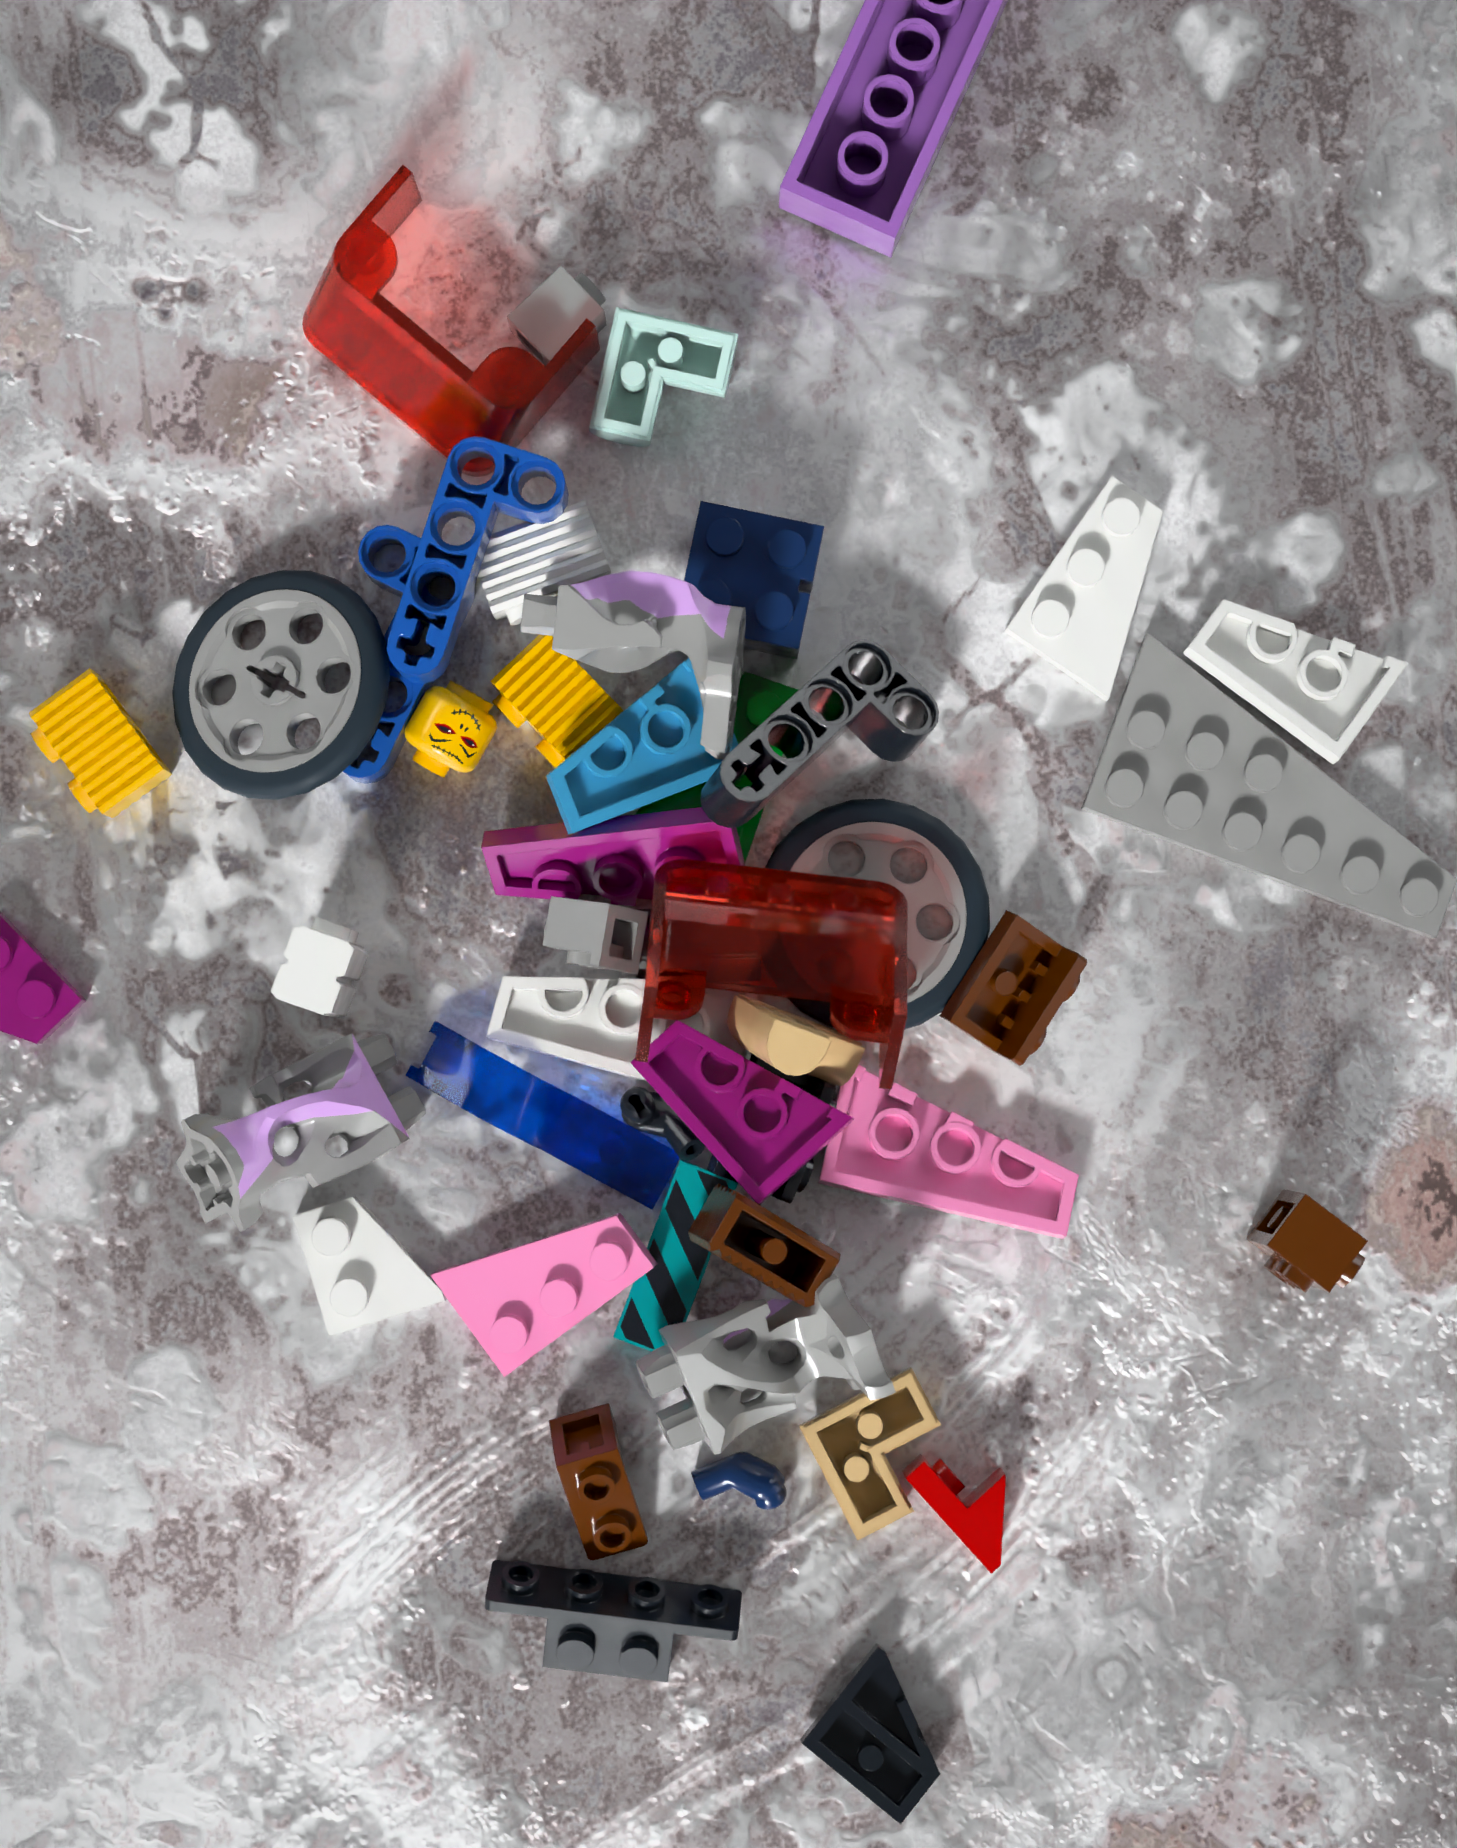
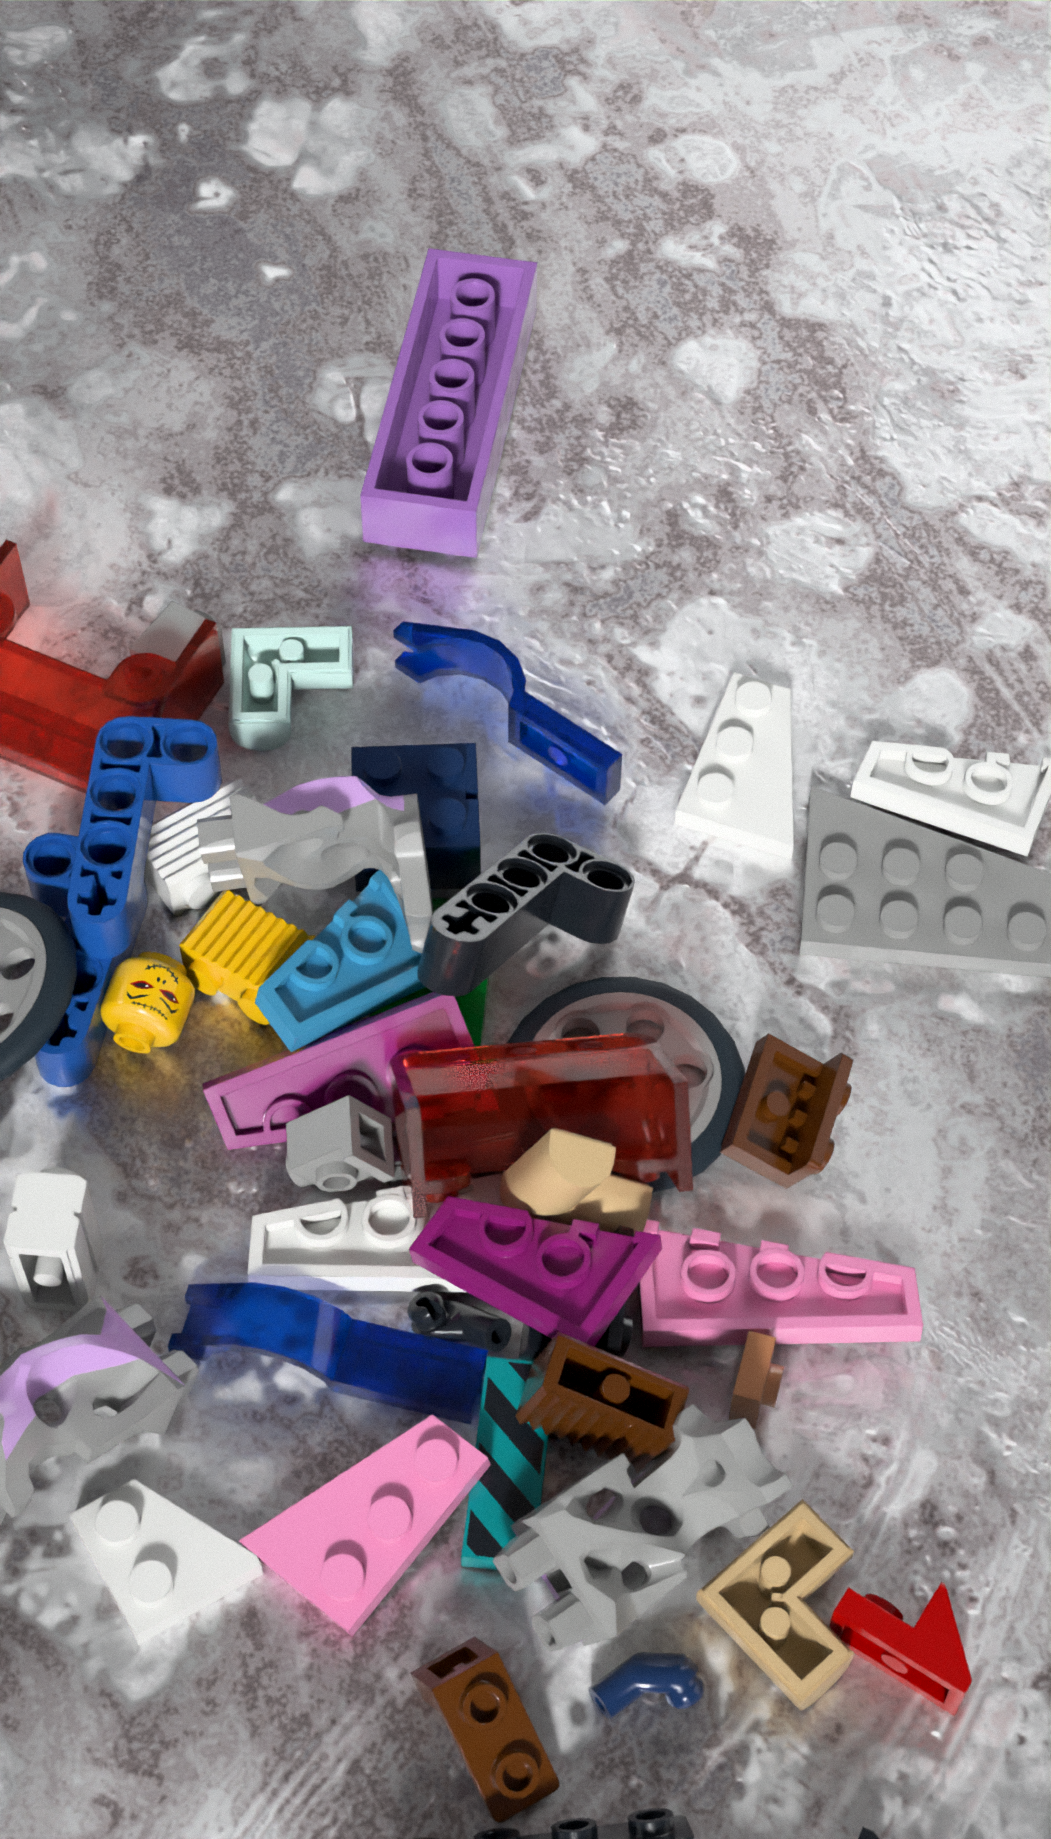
camera: 15 degrees left, 30 degrees down
(809, 377) = (531, 723): none -> clear blue piece
(906, 1245) = (756, 1380): none -> nougat plate

